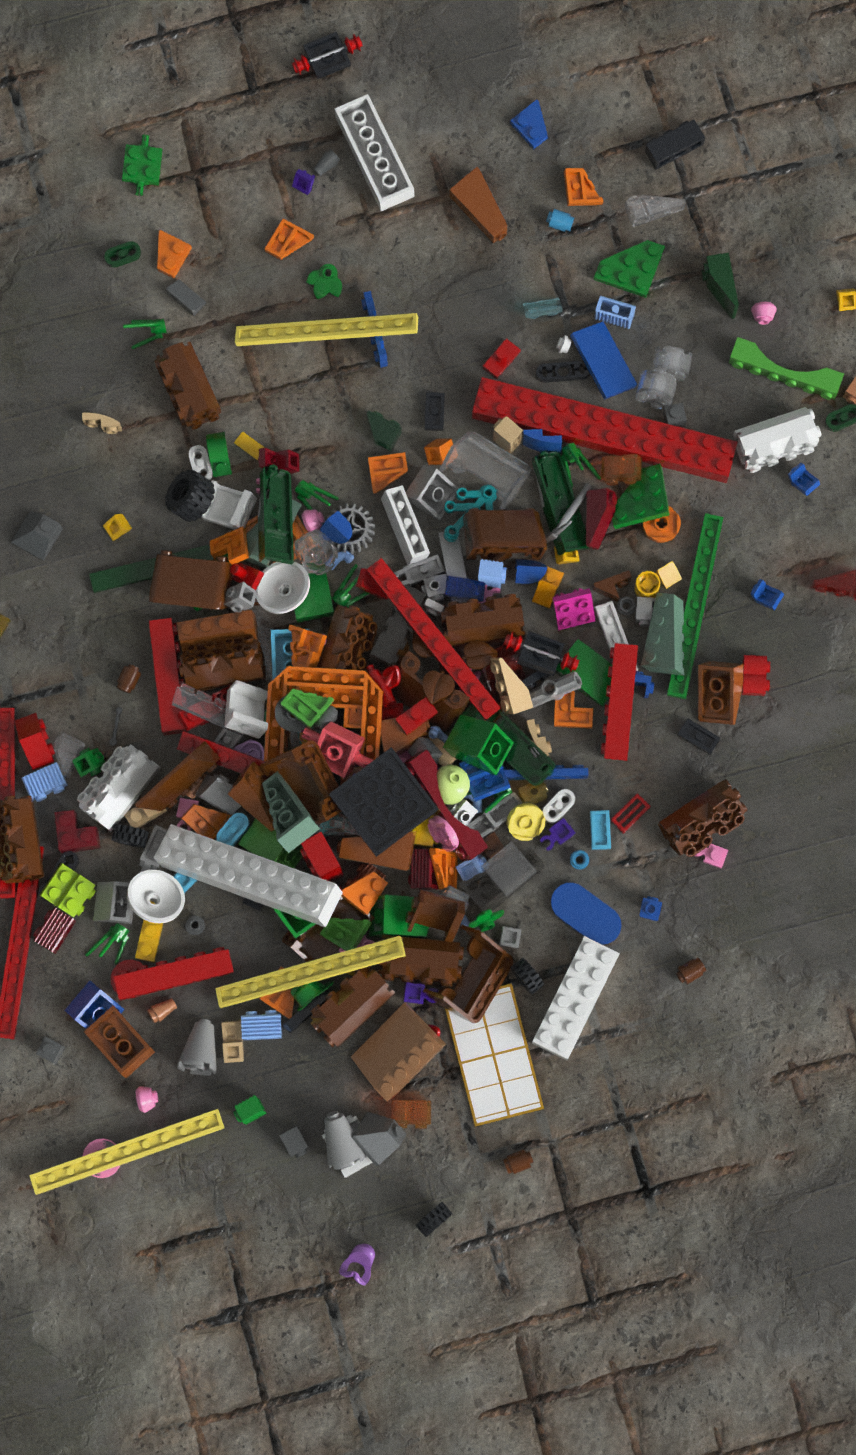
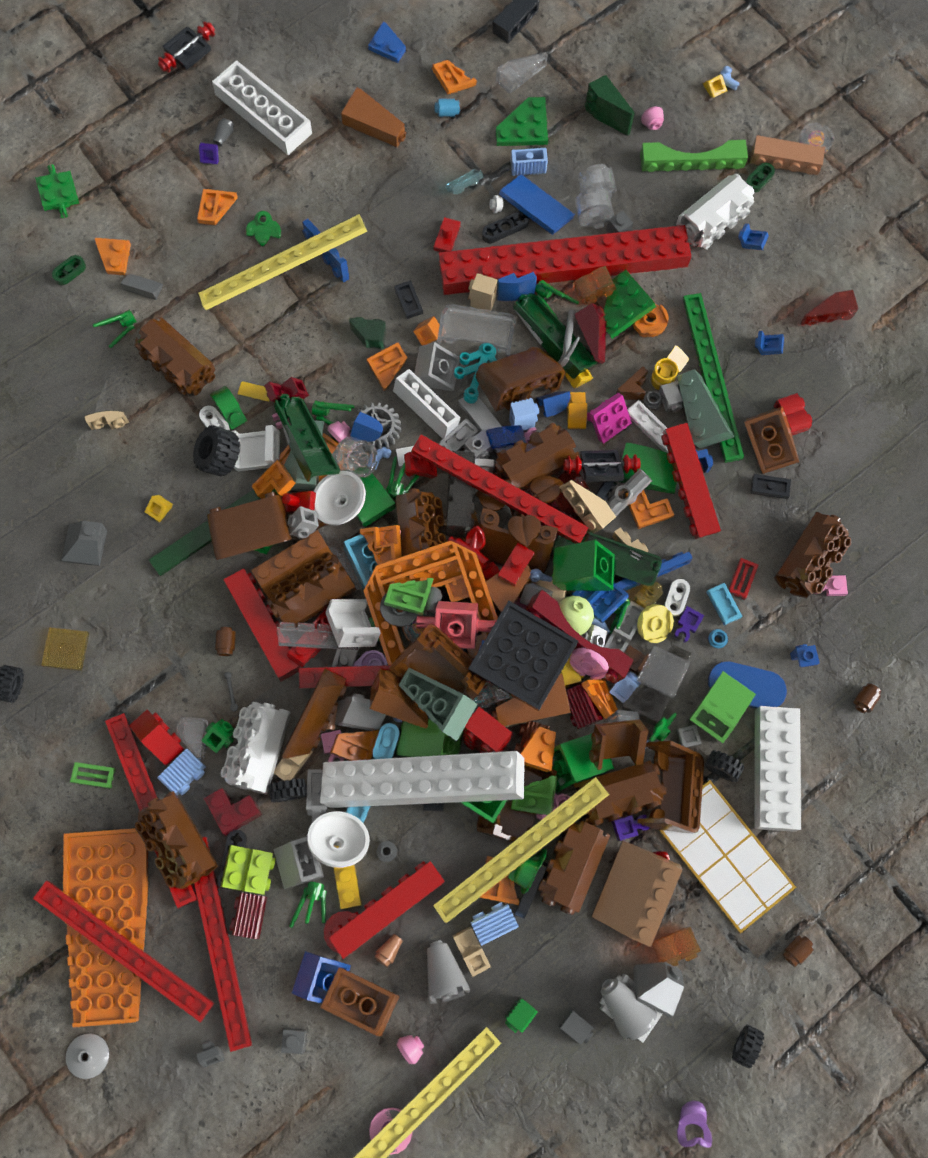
camera: 30 degrees left, 5 degrees down
(363, 563) = (400, 455): none -> white tile
(550, 923) = (722, 707): none -> bright green slope

